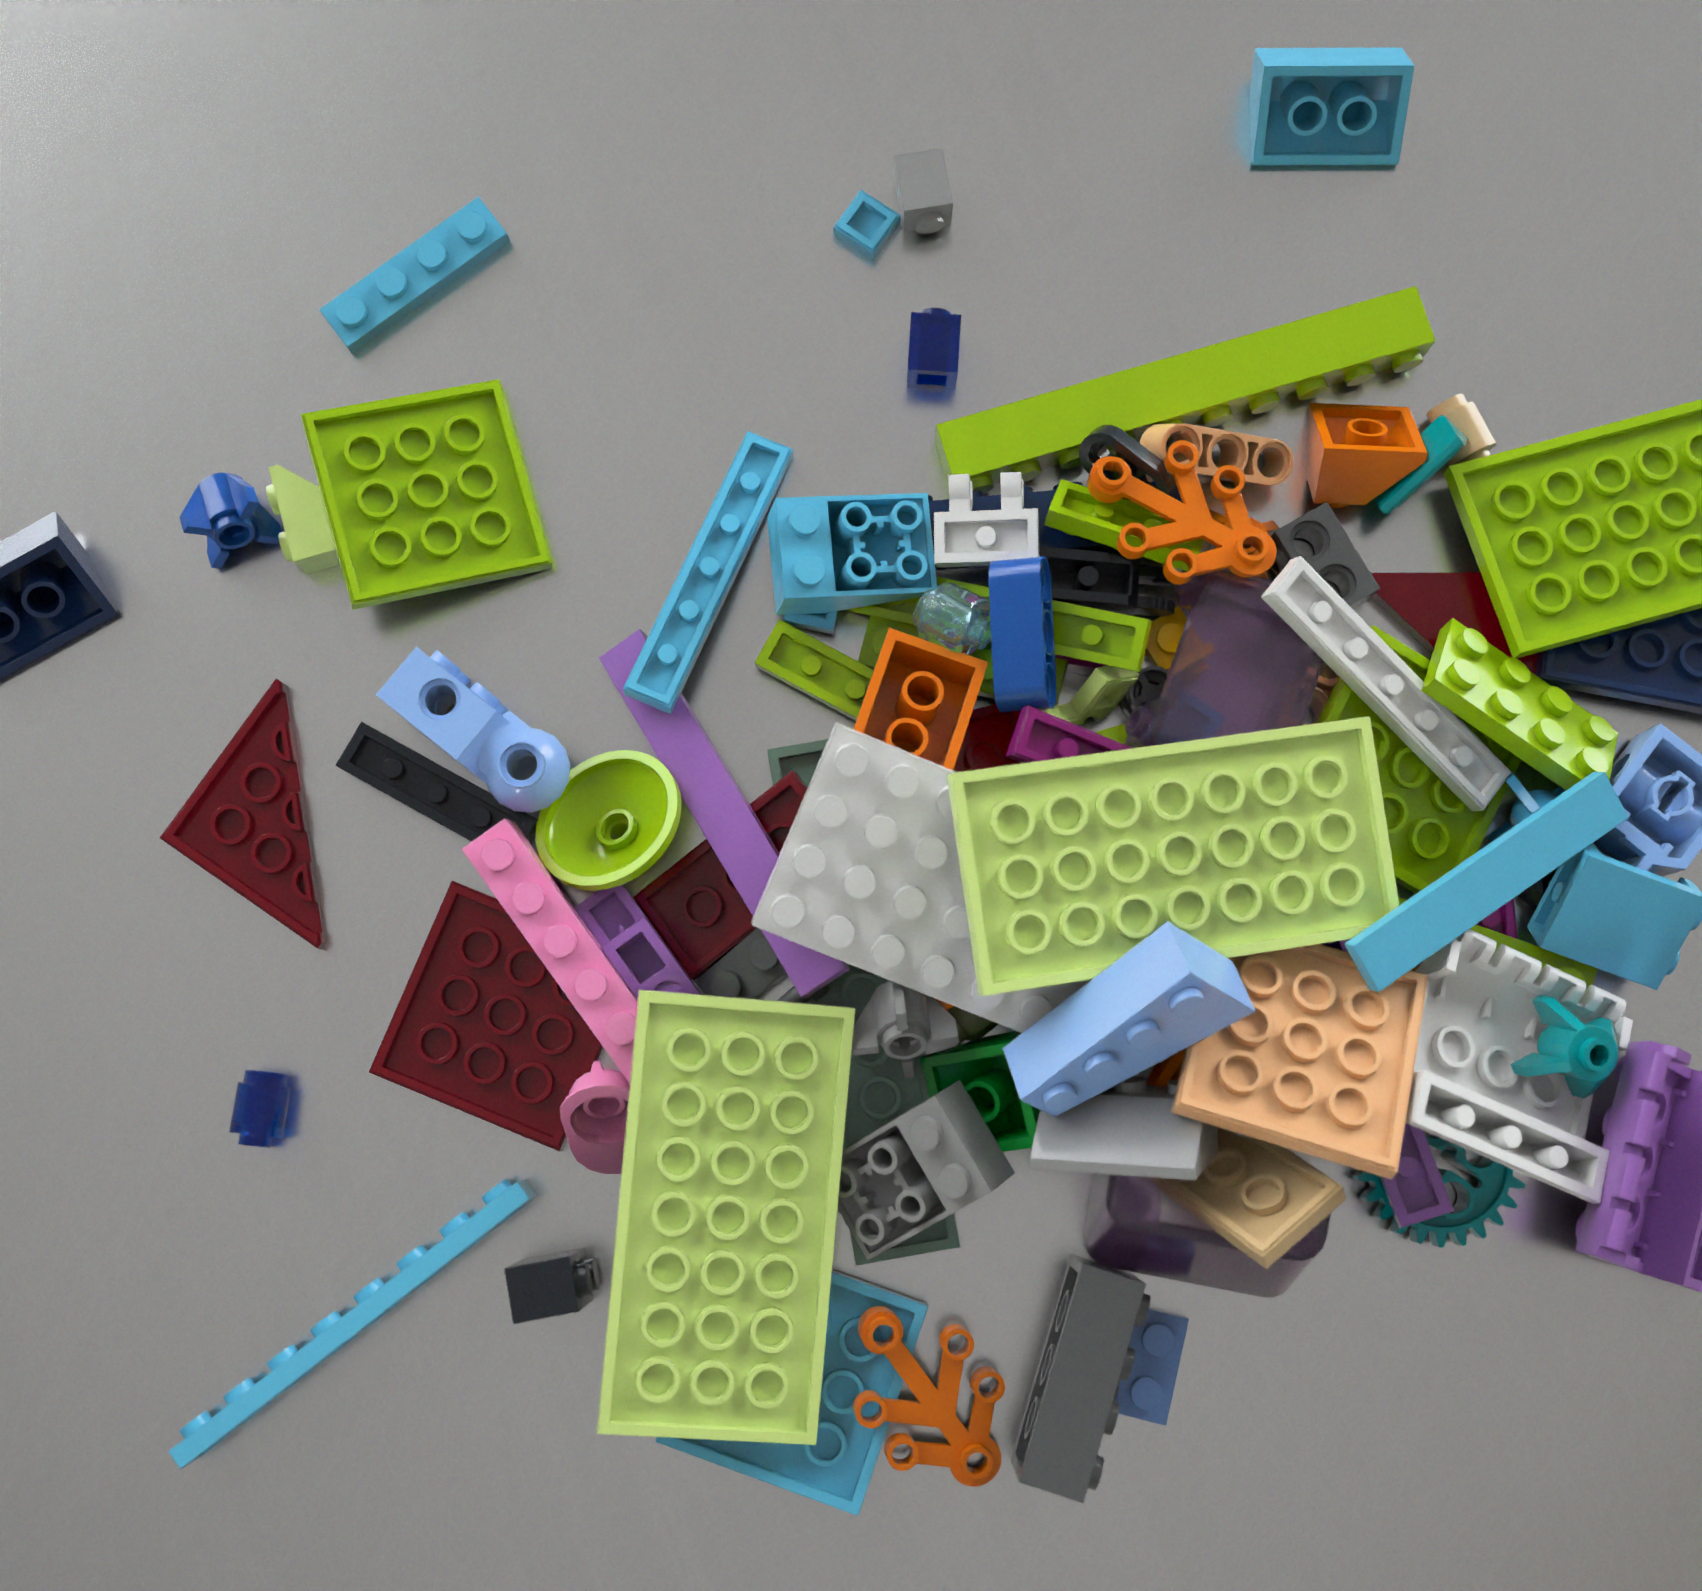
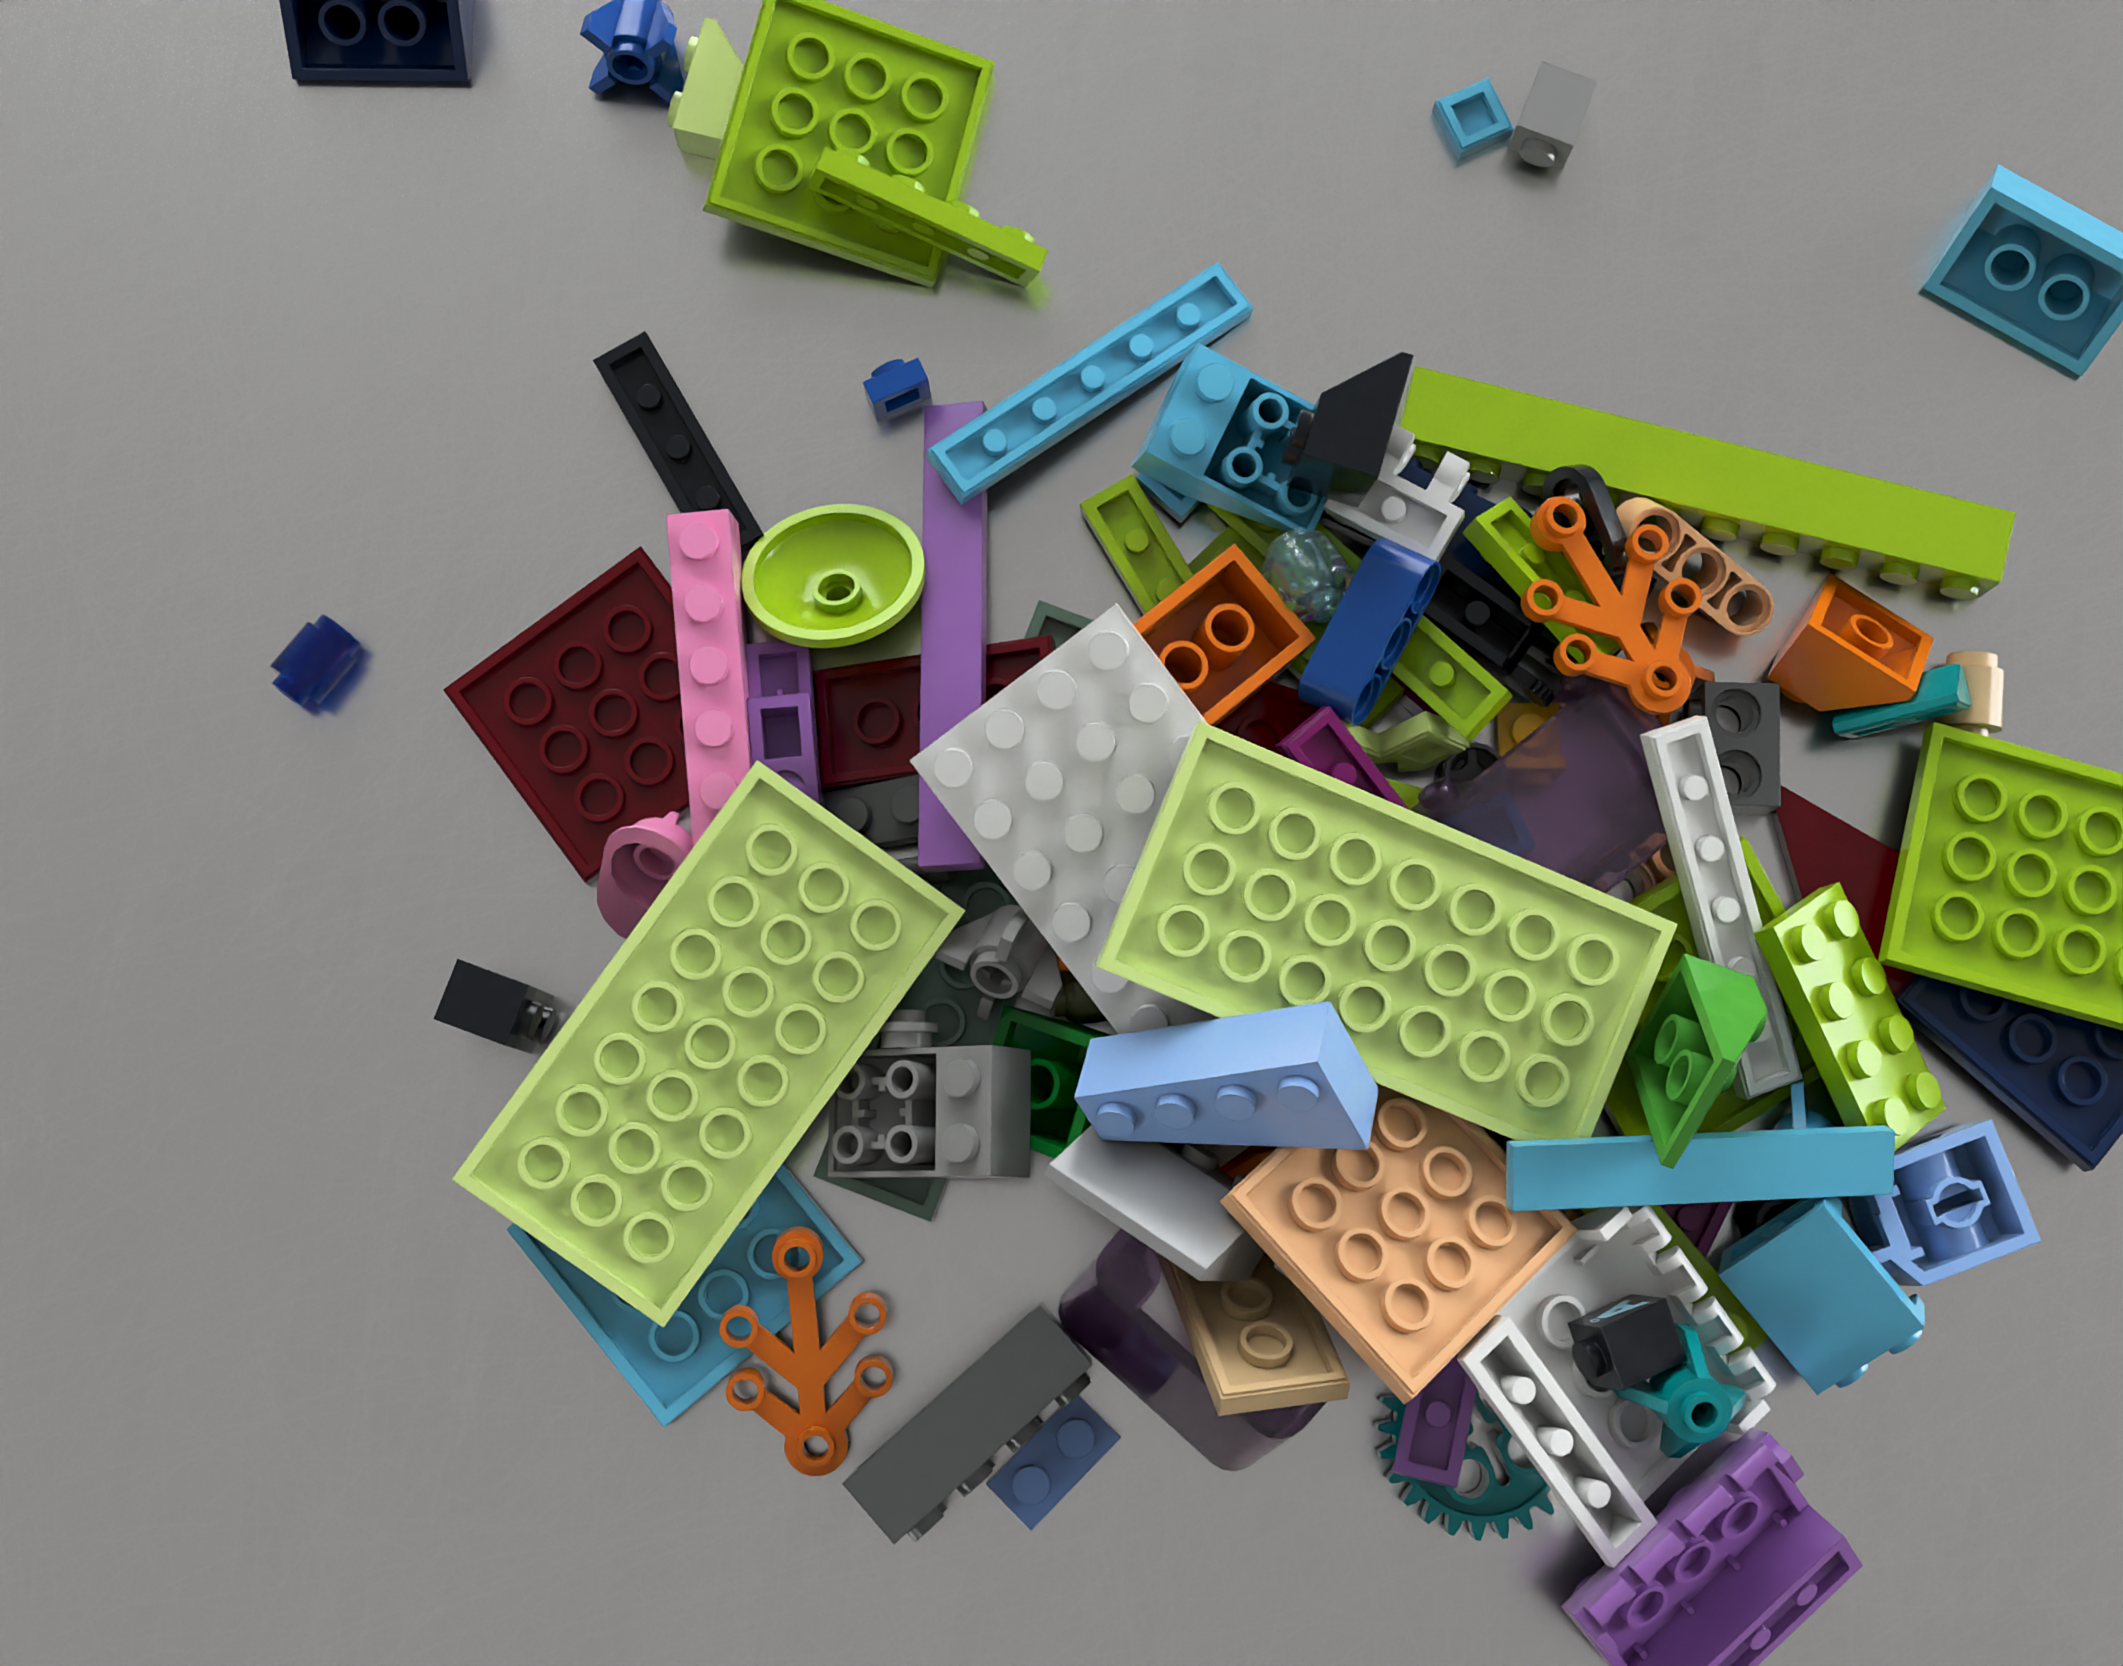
camera: 30 degrees right, 0 degrees up
(252, 820) = (477, 369): dark red tile -> none
(337, 1331) = (257, 929): medium azure plate -> none
(477, 730) = (754, 405): light blue brick -> none
(538, 517) = (907, 207): none -> lime plate
(570, 655) = (896, 387): none -> blue plate
(863, 1119) = (907, 1030): none -> light grey plate
(927, 502) = (1346, 435): none -> black slope
(933, 349) = (1462, 287): clear blue brick -> none
(1435, 801) = (1692, 1049): none -> bright green slope
(1509, 1035) = (1626, 1342): none -> black brick

